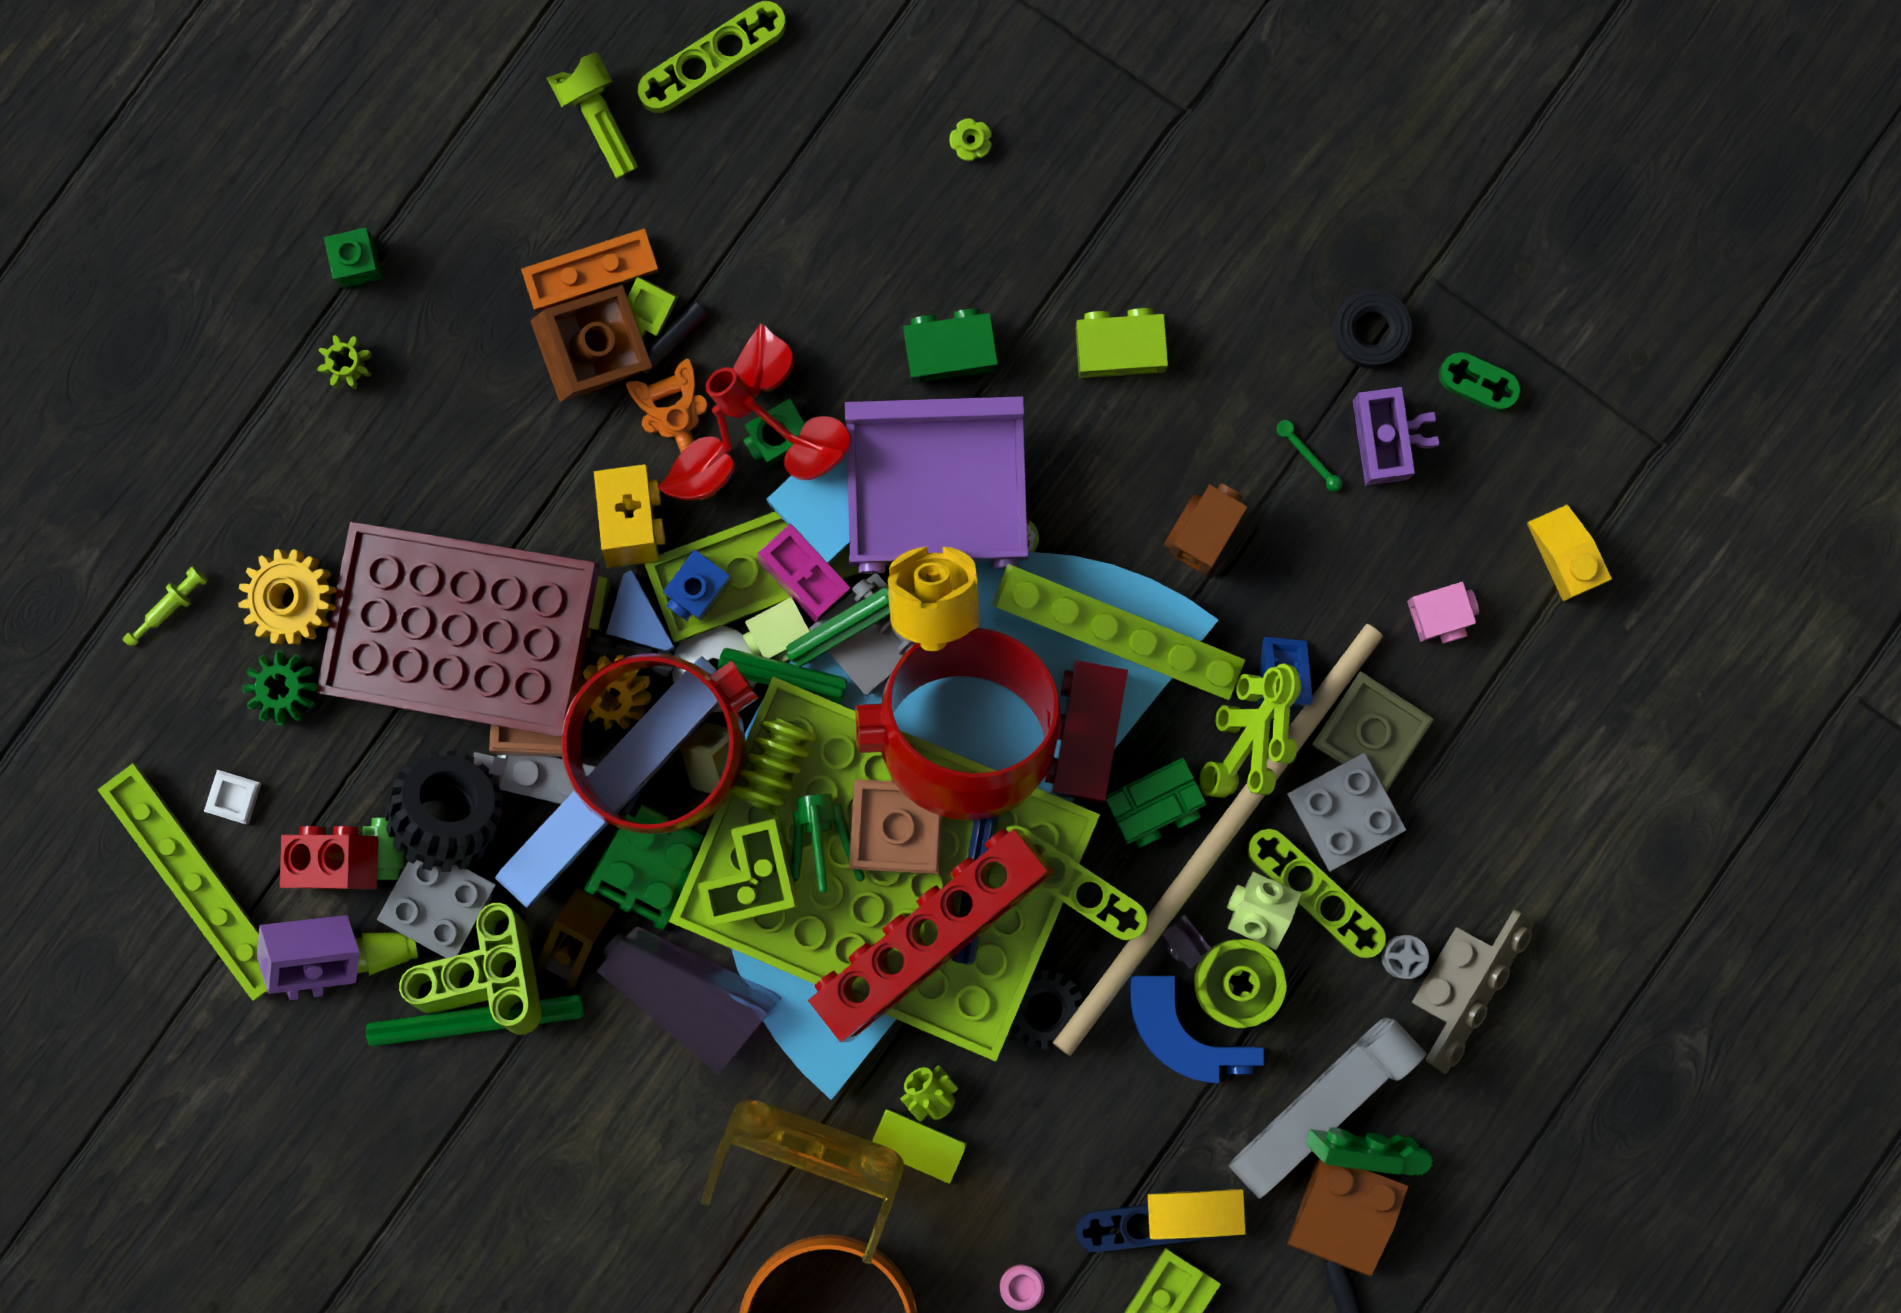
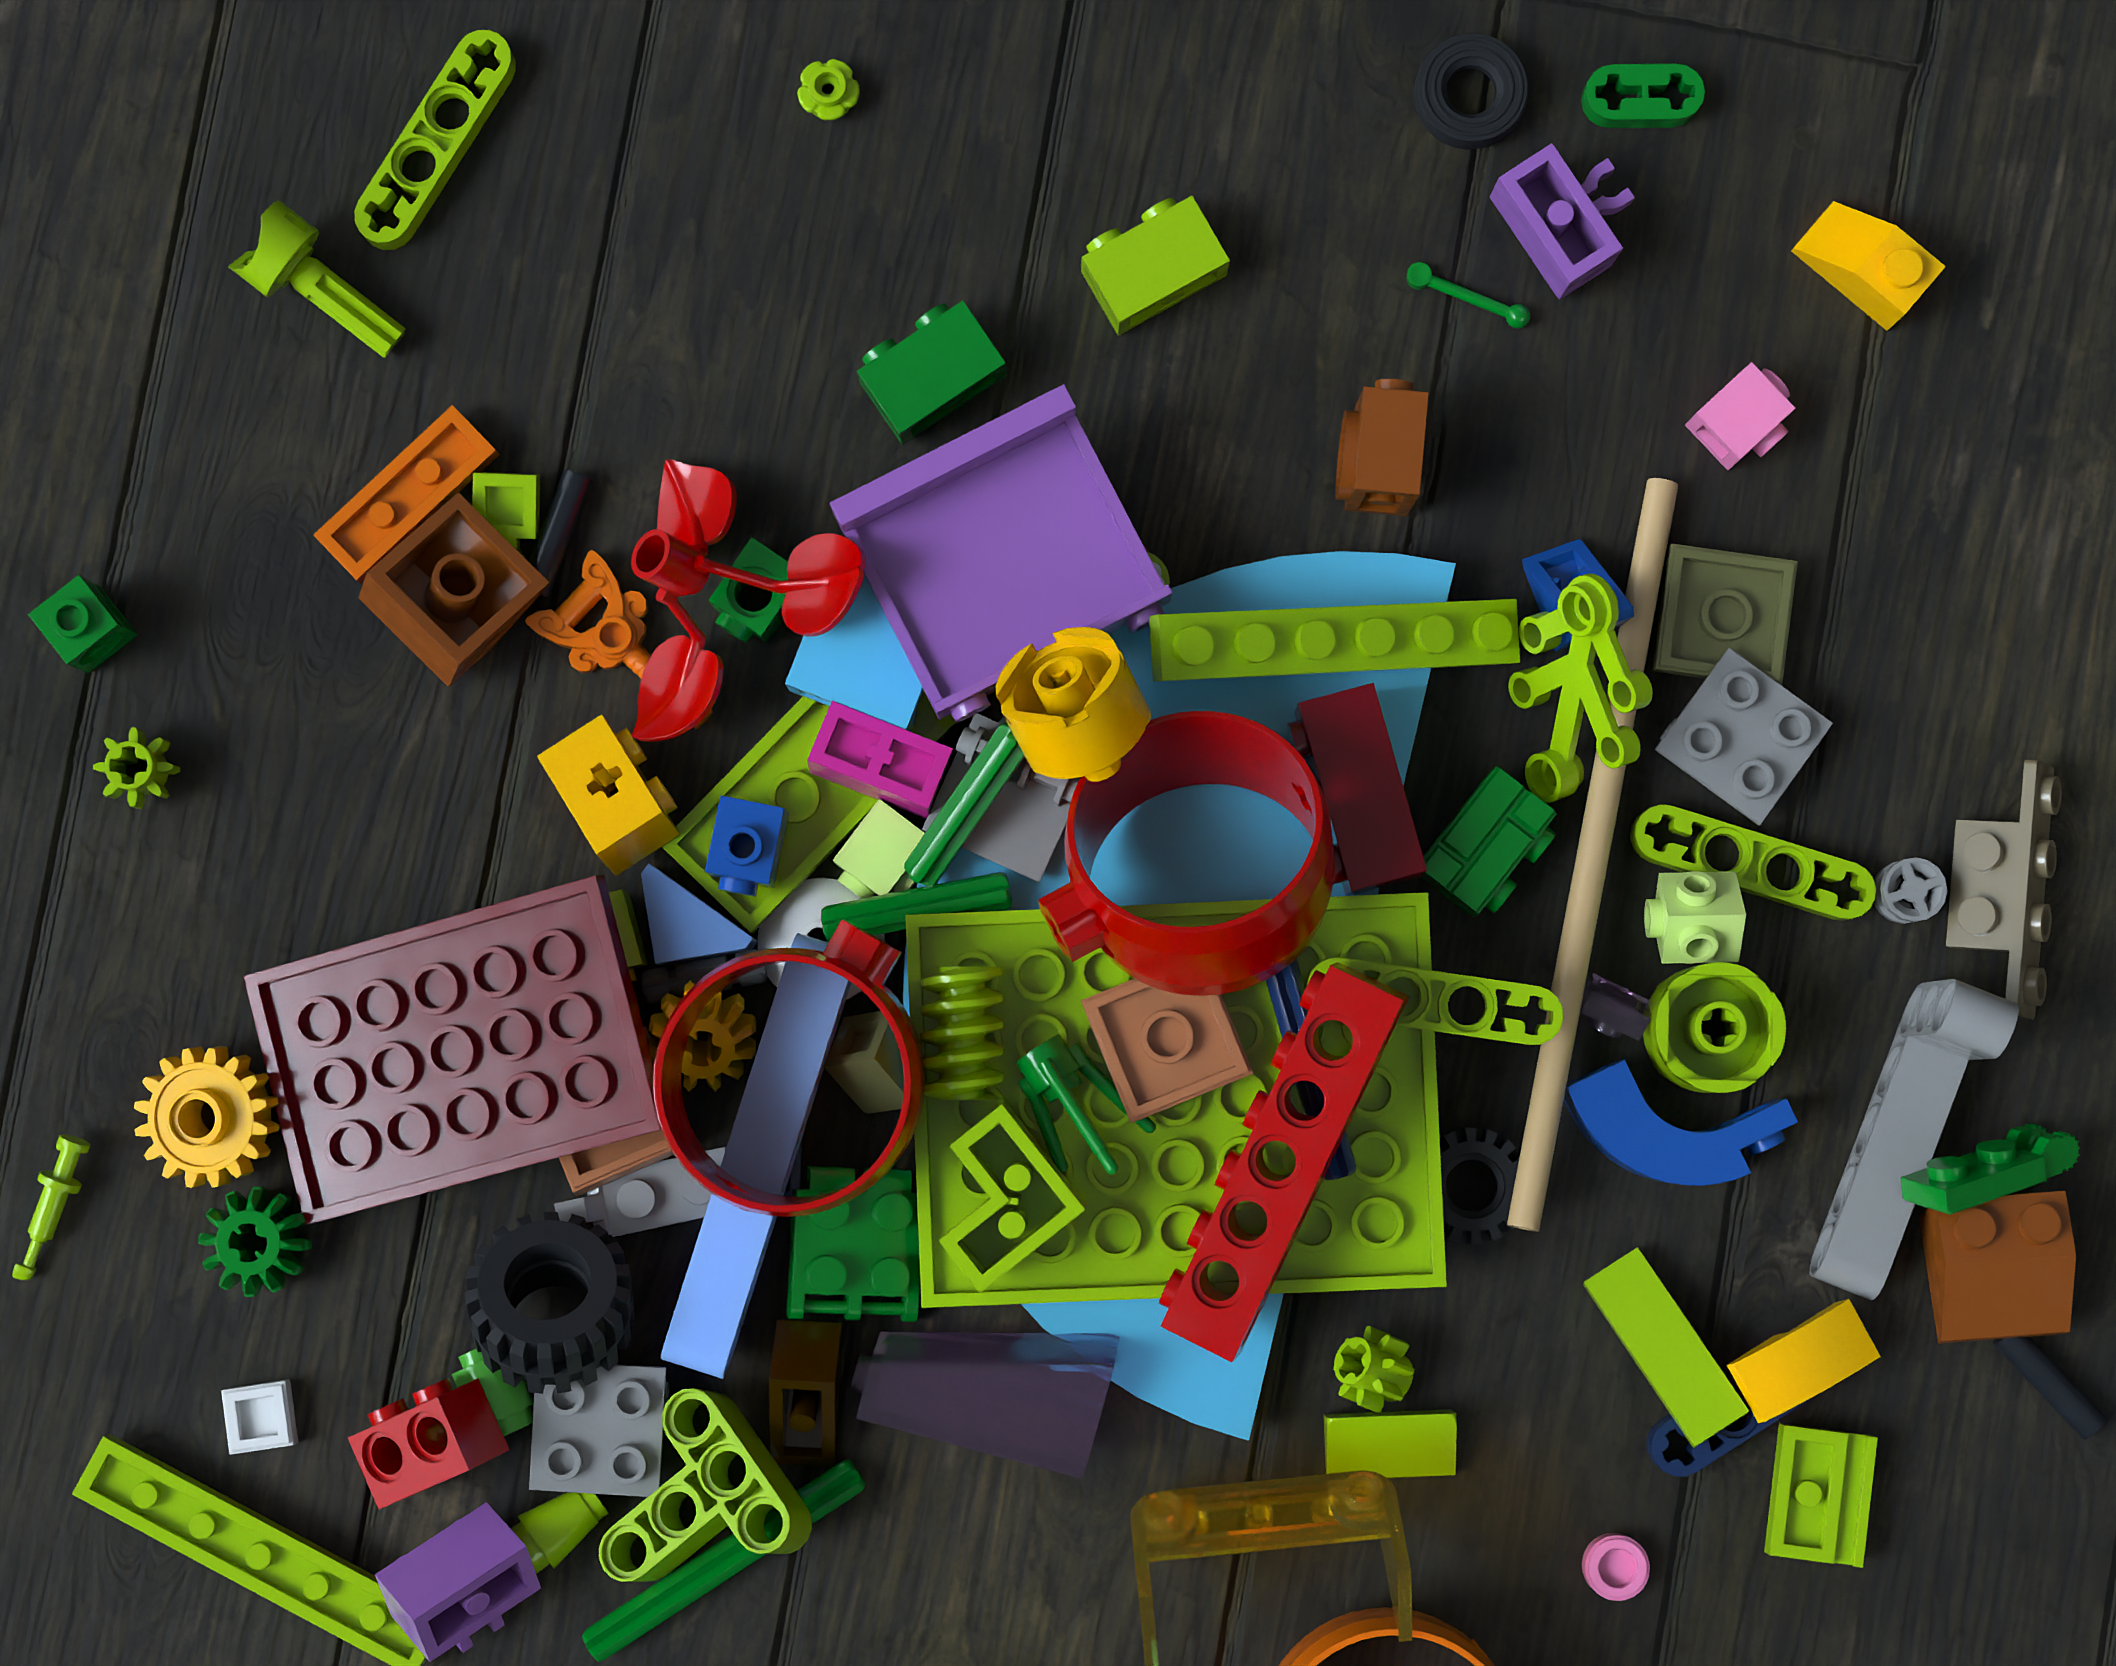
camera: 25 degrees left, 0 degrees up
(1116, 1166) = (1665, 1347): none -> lime tile

